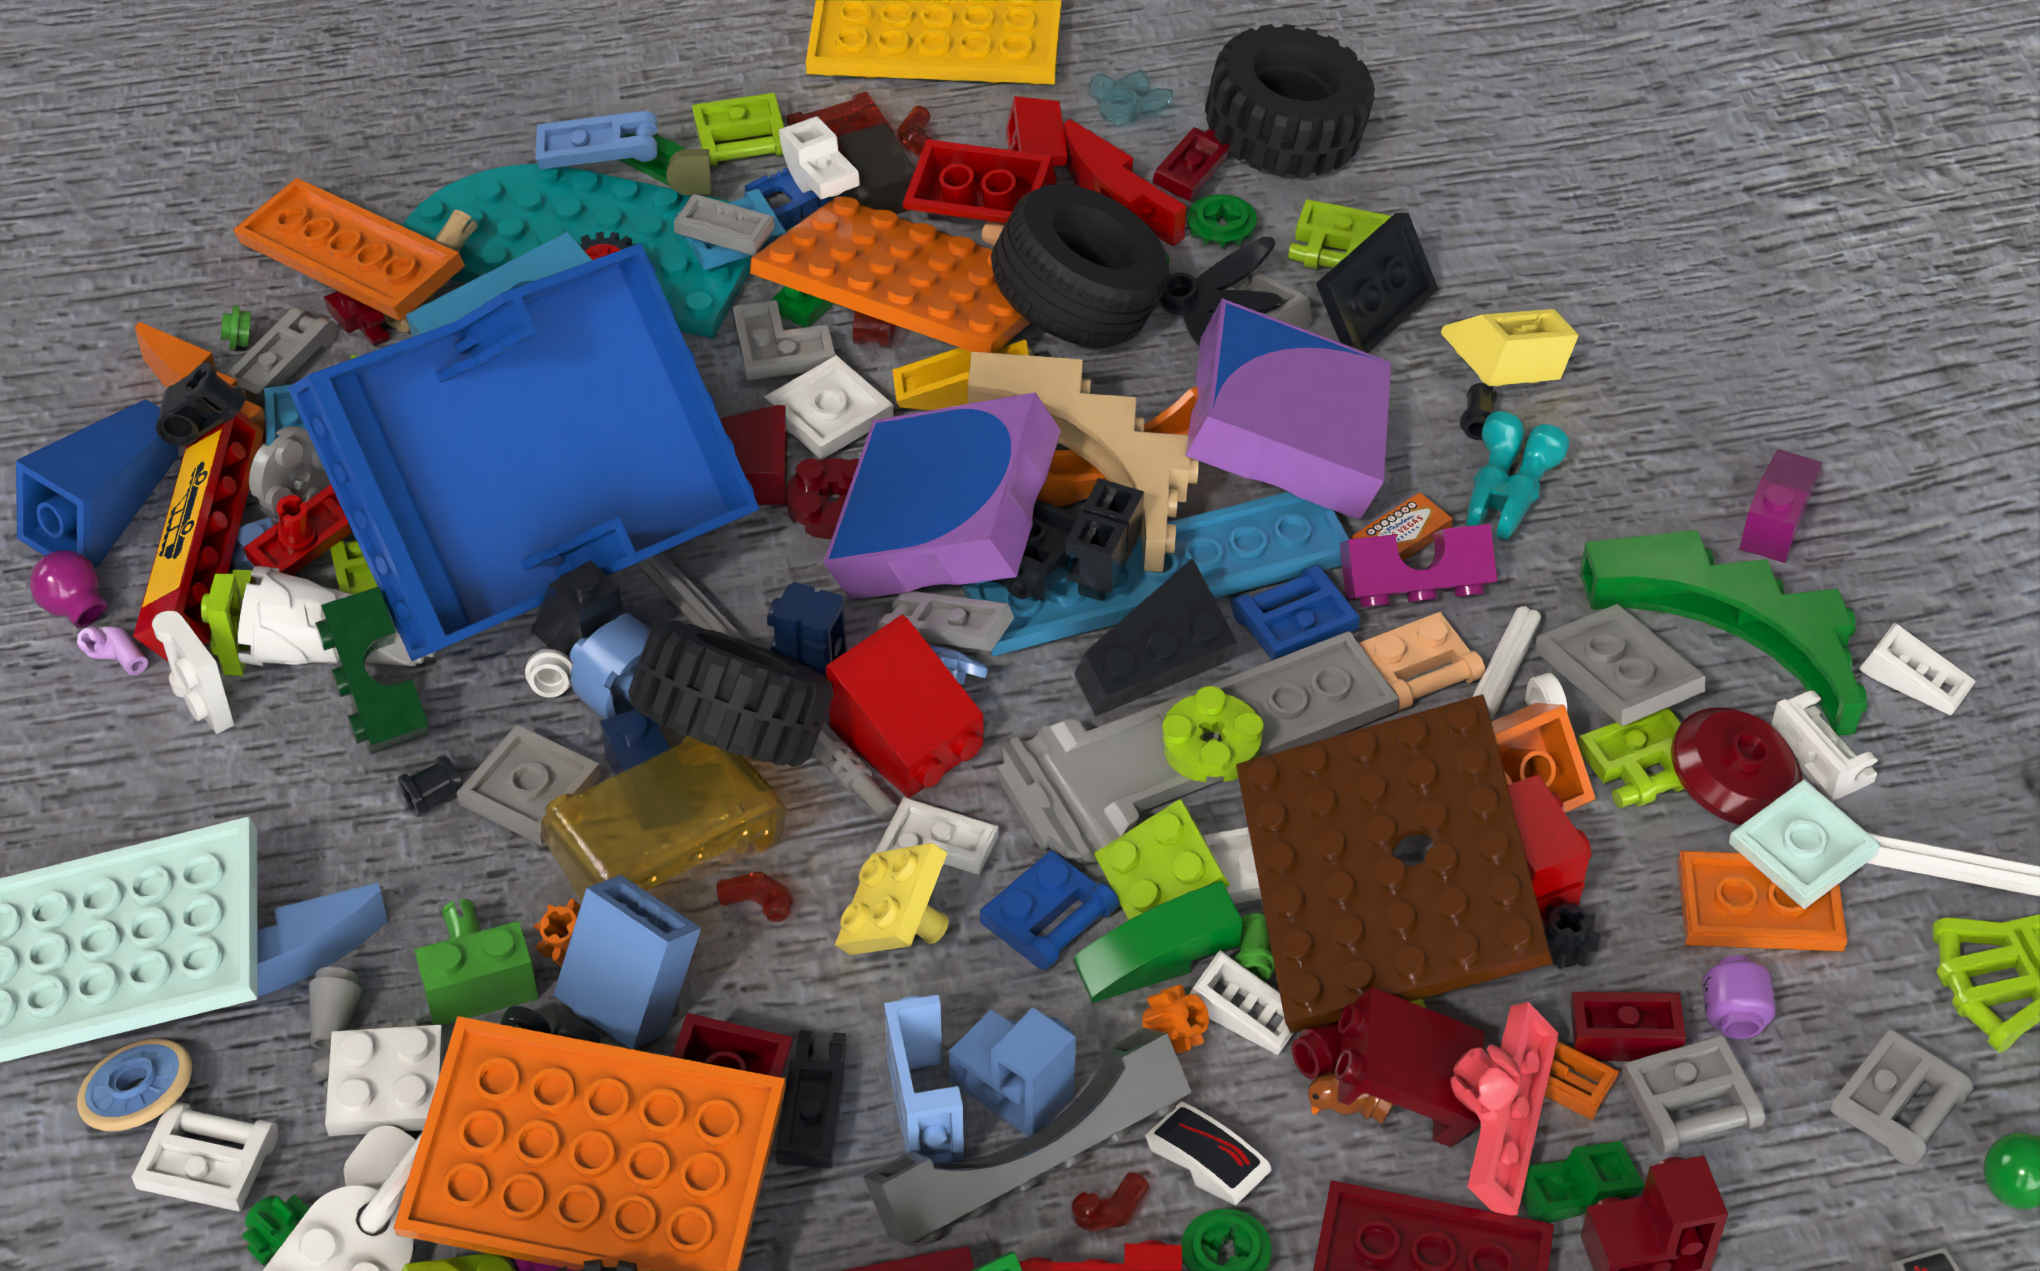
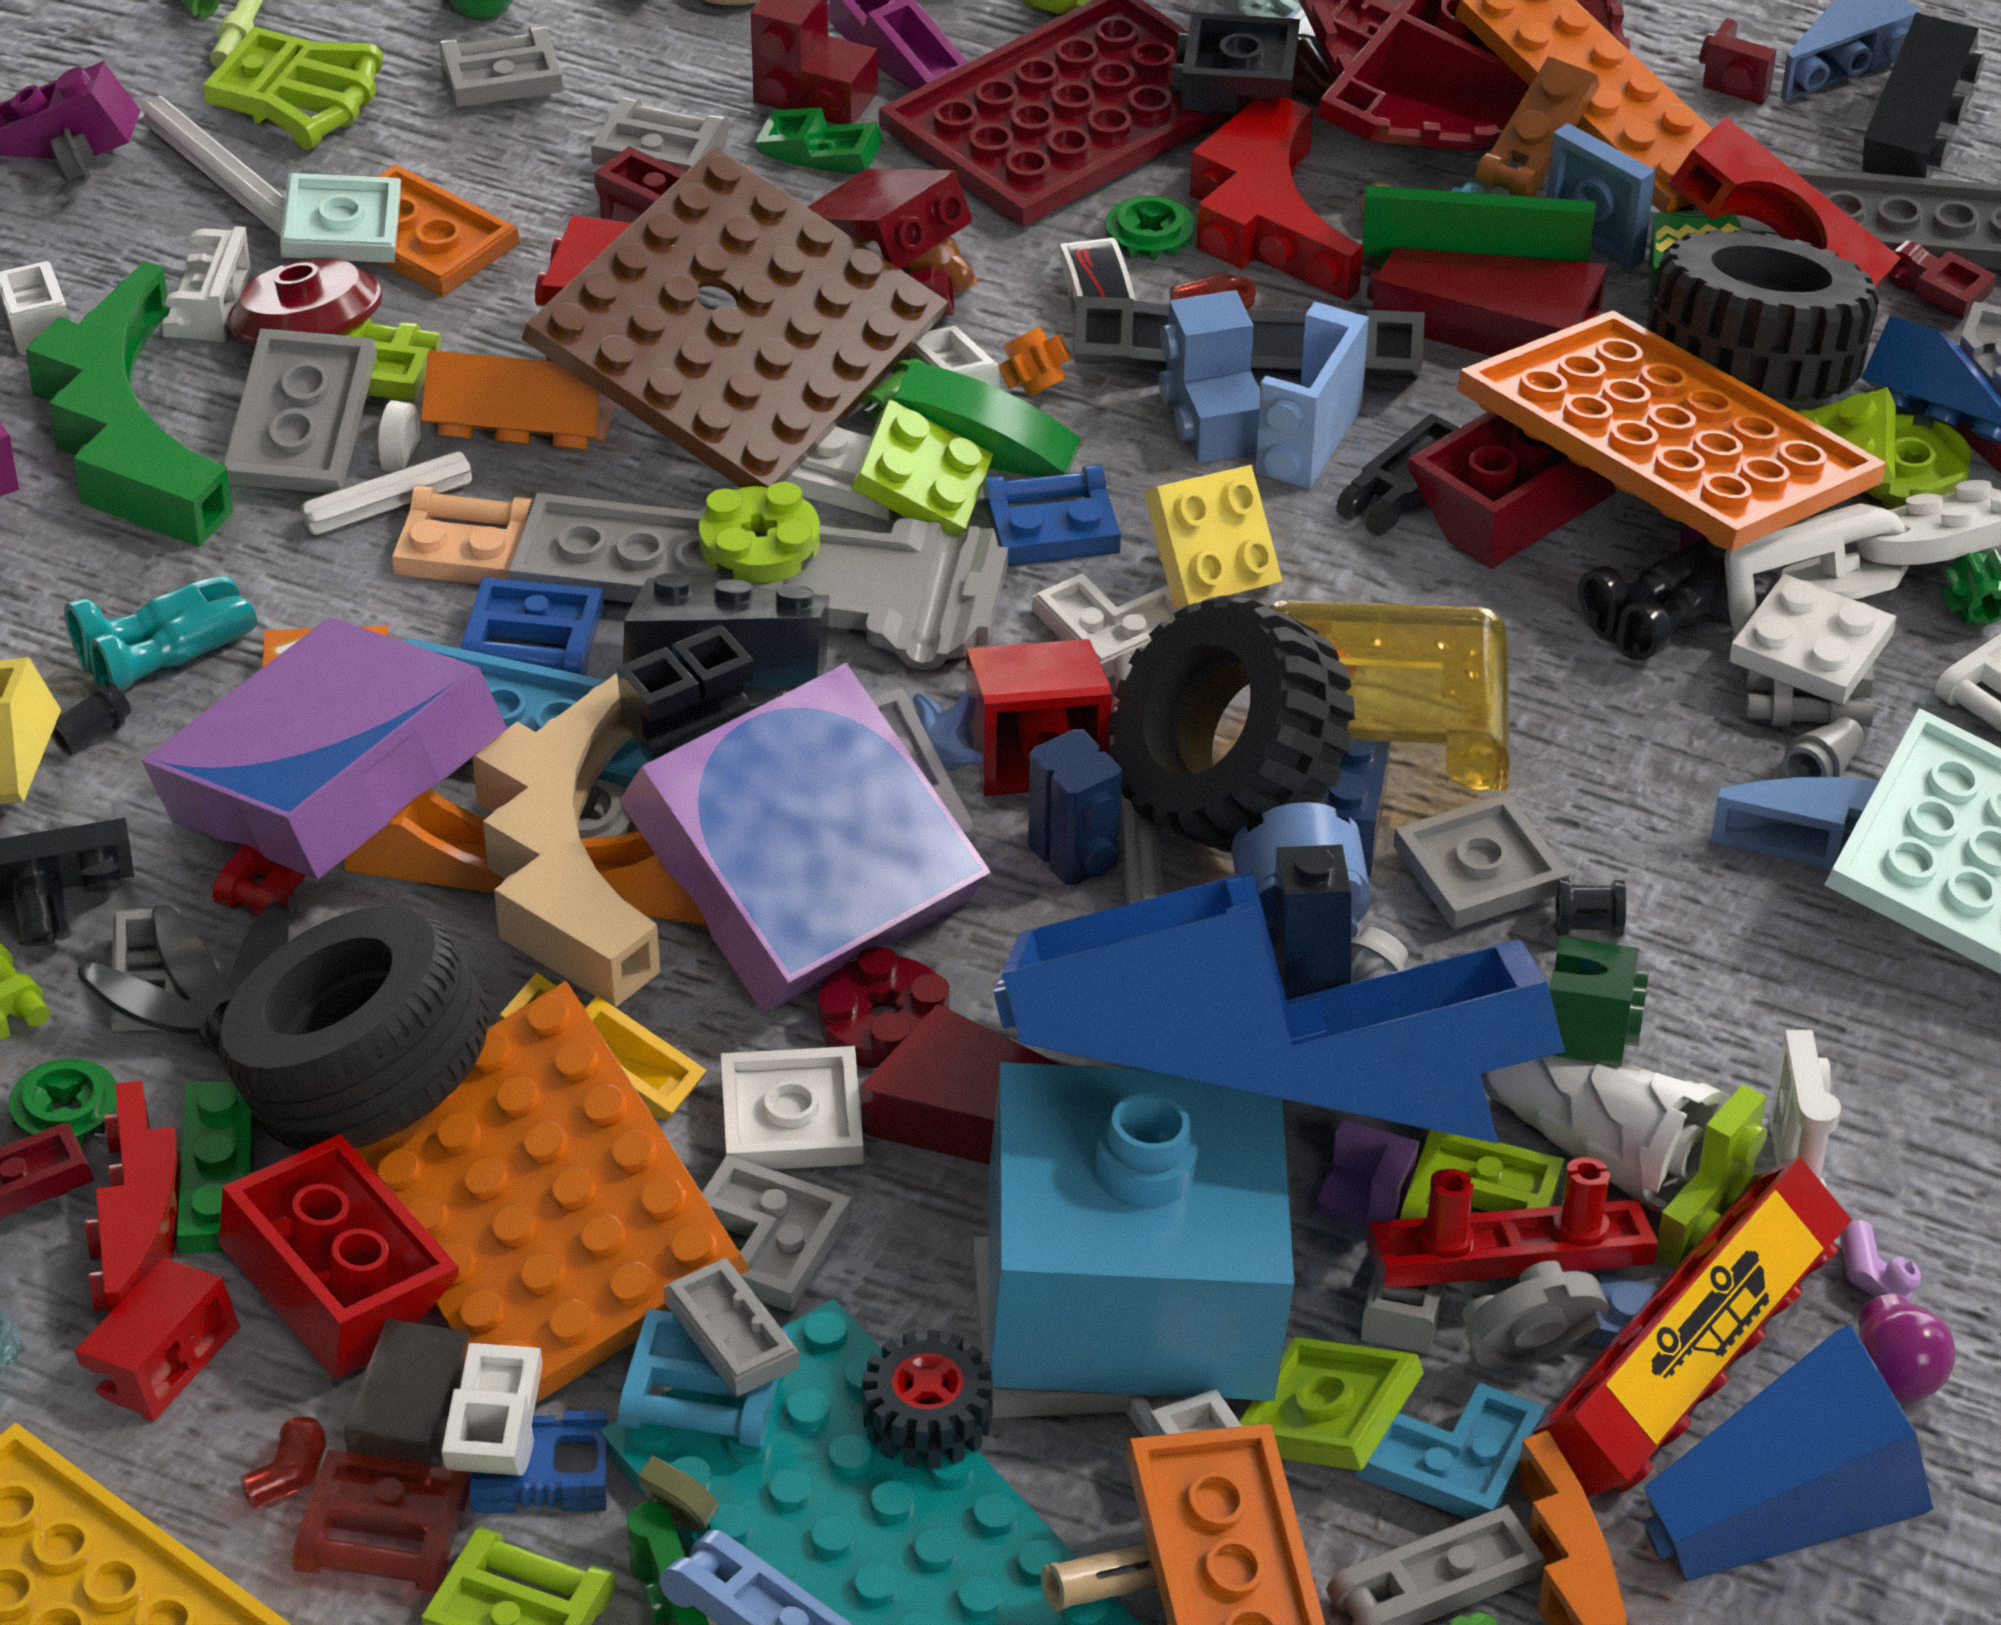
camera: 145 degrees left, 5 degrees down
(197, 405) = (1629, 1424): black piece -> none
(475, 968) = (1660, 702): bright green brick -> none
(556, 930) = (1545, 690): orange gear -> none
(626, 962) = (1517, 588): medium blue brick -> none
(1461, 562) = (359, 576): magenta arch -> none
(1508, 1098) = (850, 150): coral plate -> none
(1738, 997) = (540, 166): medium lavender head -> none

